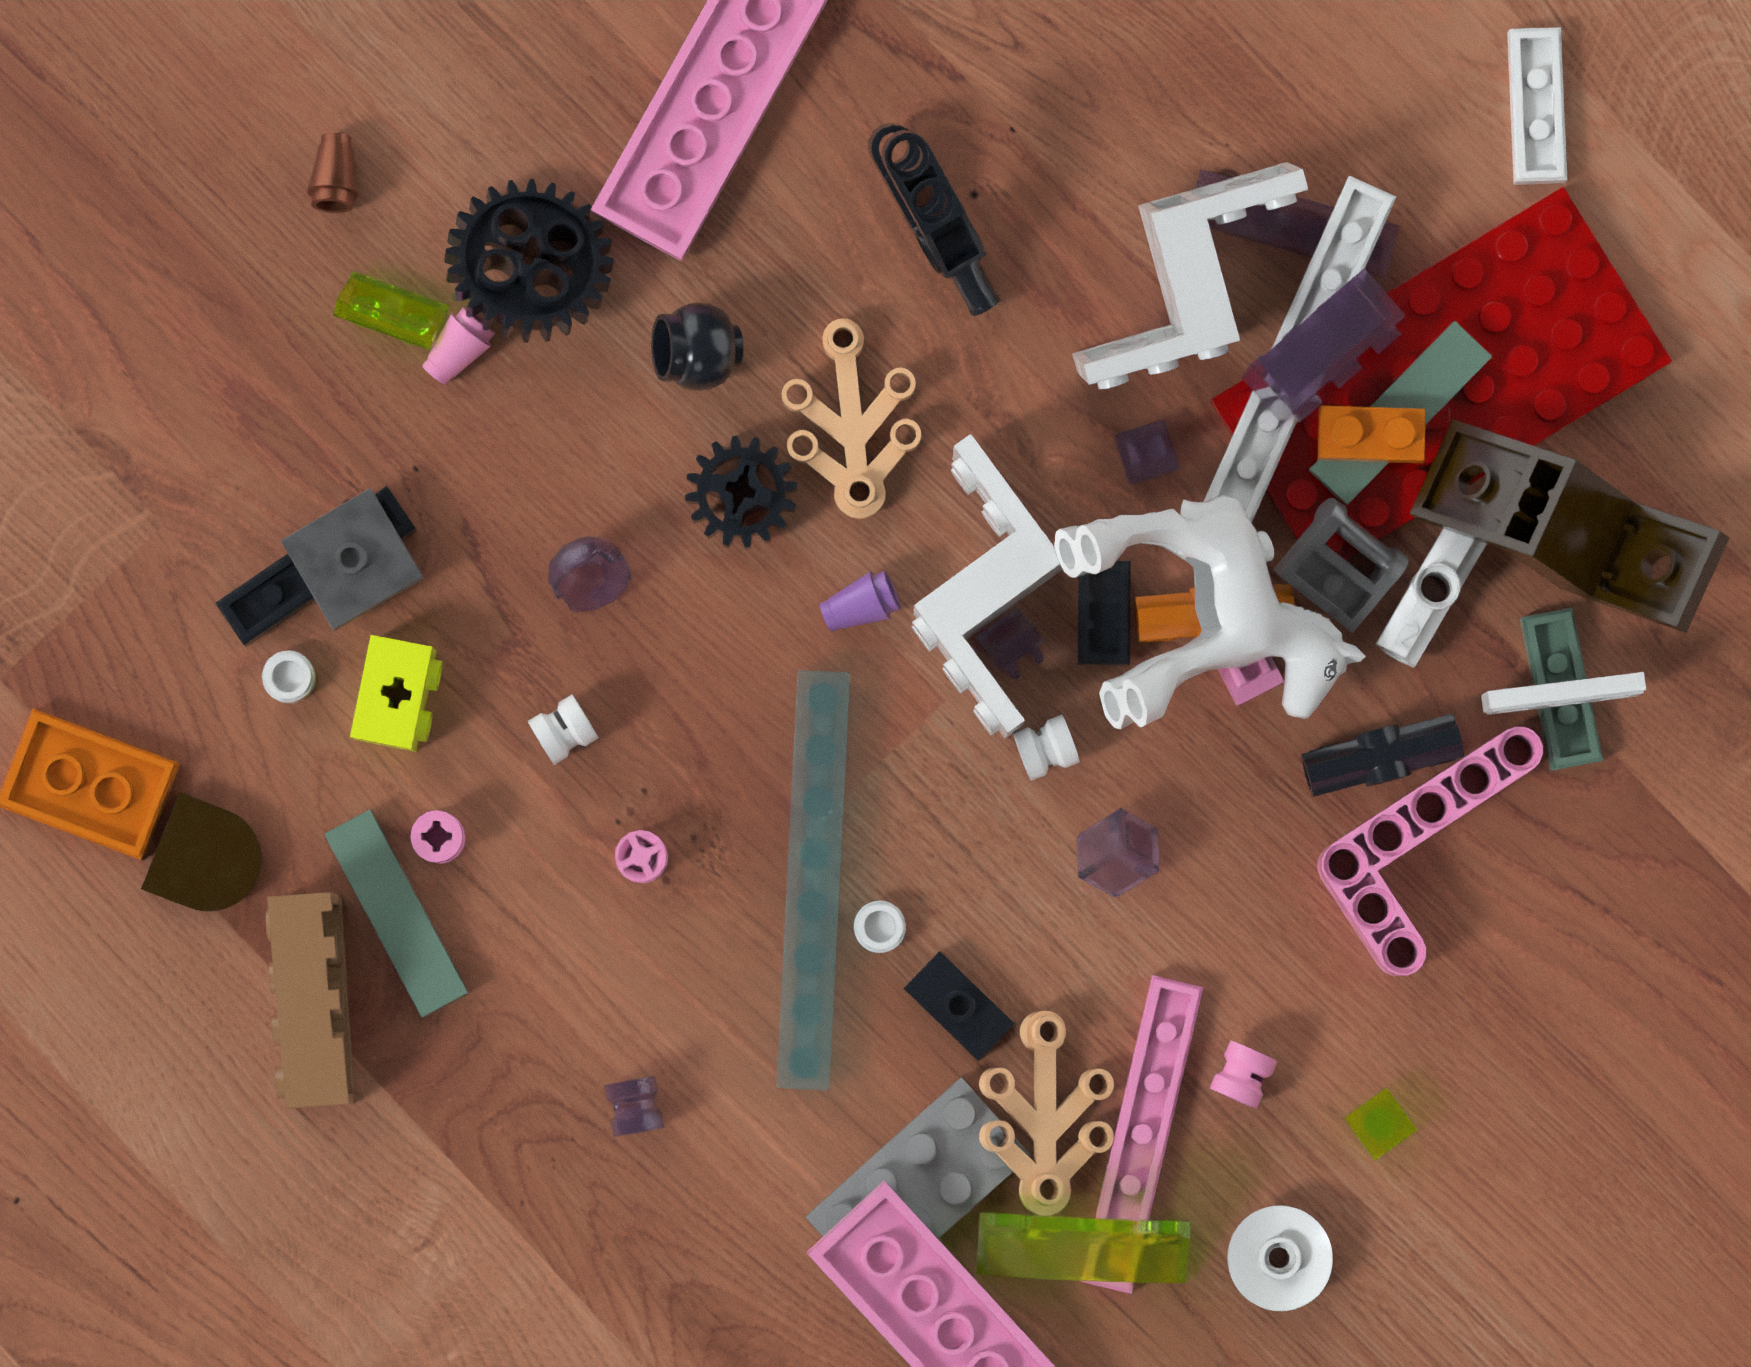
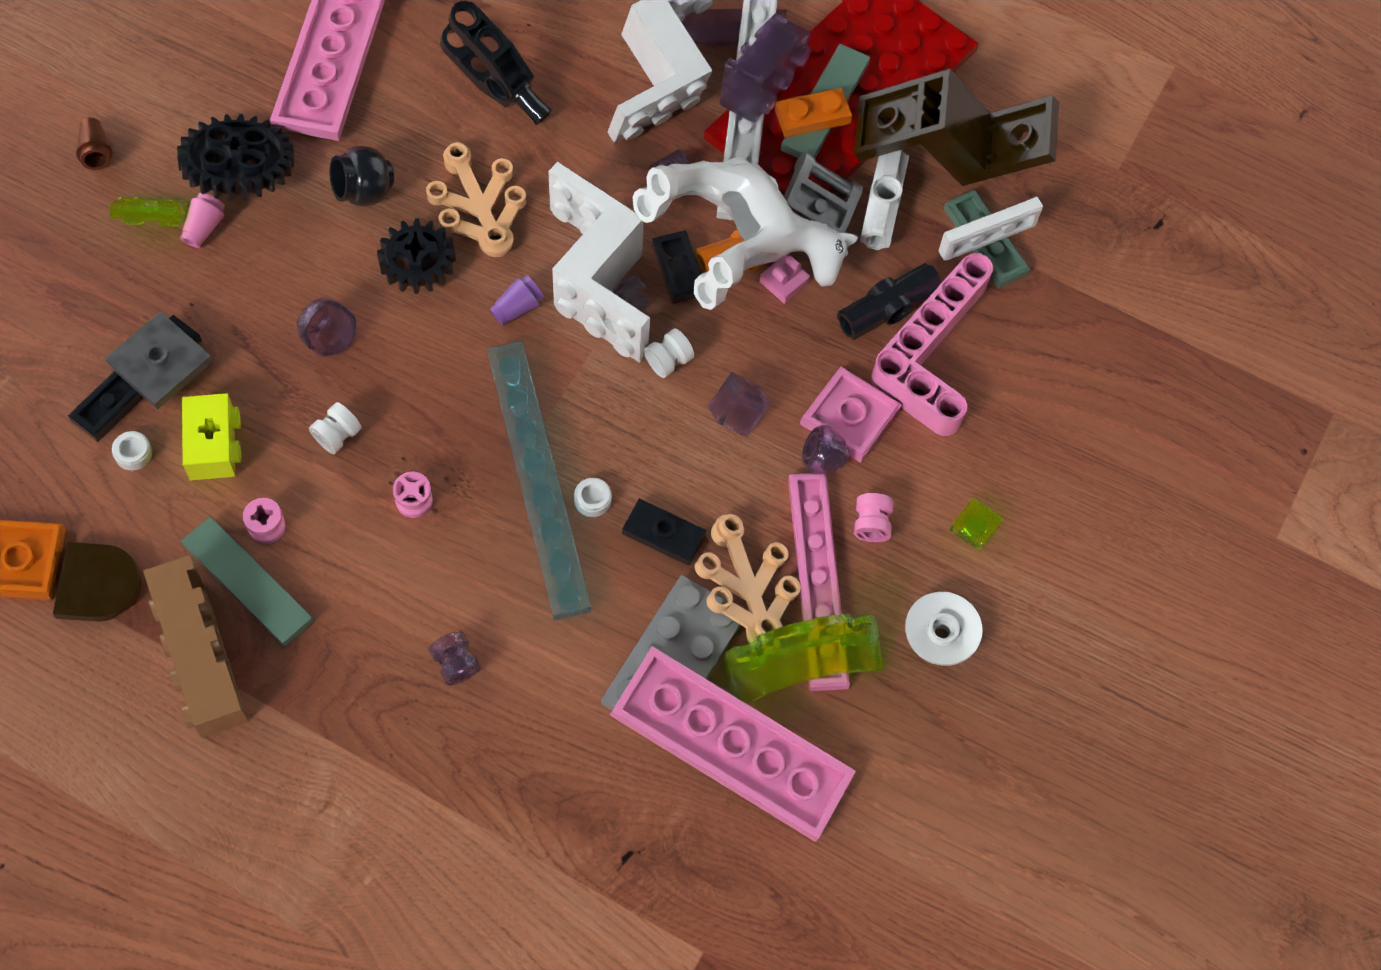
camera: 25 degrees left, 20 degrees down
(1210, 959) = (824, 450): none -> clear purple cone
(1269, 907) = (853, 410): none -> bright pink tile

